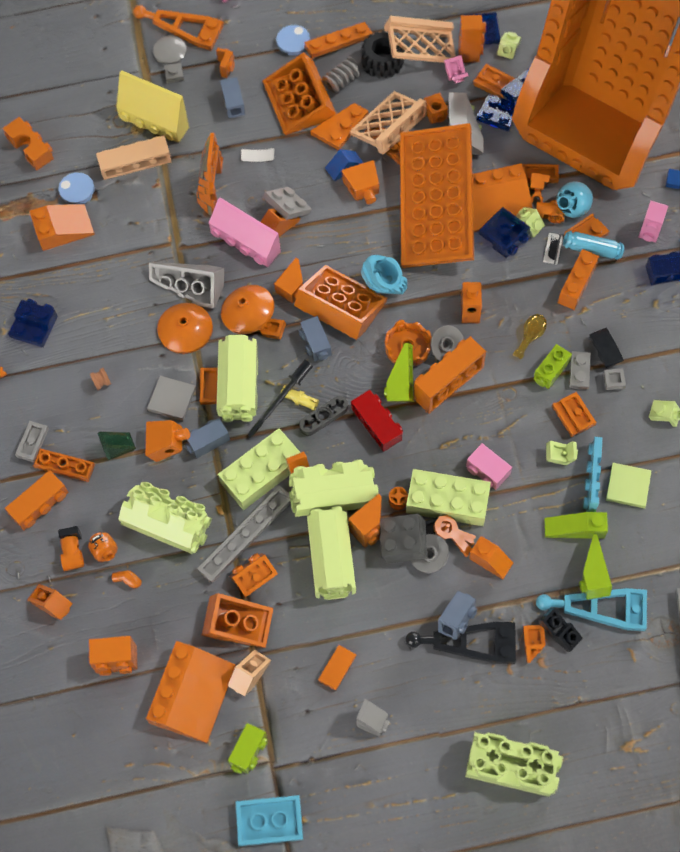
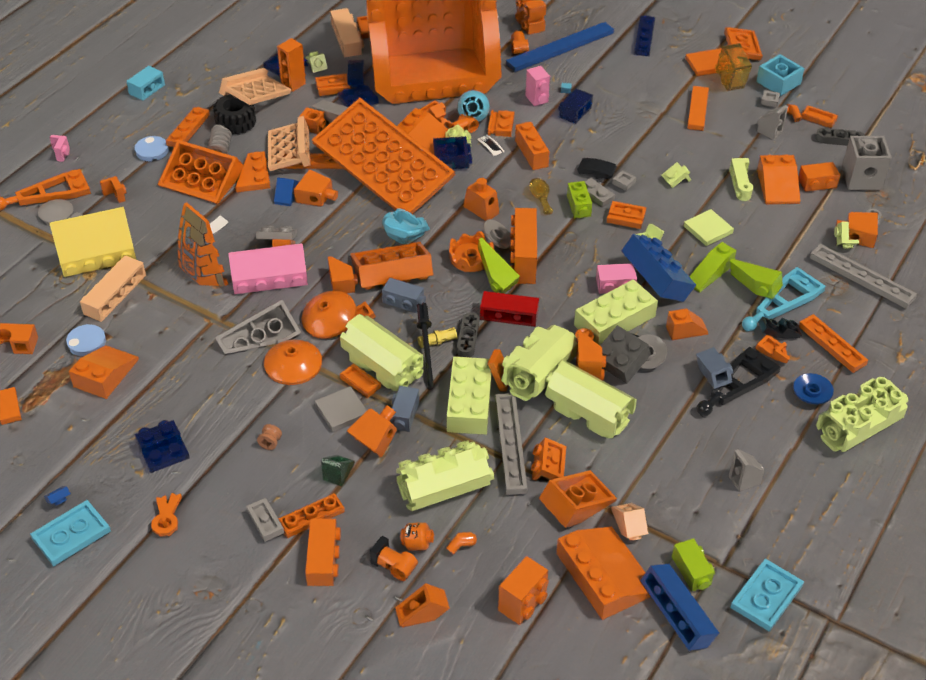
camera: 50 degrees left, 20 degrees down
(198, 768) = (679, 607): none -> blue brick
(232, 97) = (150, 203): sand blue brick -> none
(337, 667) = (680, 467): orange tile -> none
(447, 528) = (638, 329): orange piece -> none
(455, 69) = (297, 93): bright pink bracket -> none
(513, 694) = (813, 388): none -> blue dish
(525, 489) = (658, 267): none -> blue brick
(585, 682) = (833, 343): none -> orange plate
(591, 485) = (691, 237): medium azure wing -> none
(596, 245) = (508, 123): medium azure axle -> none

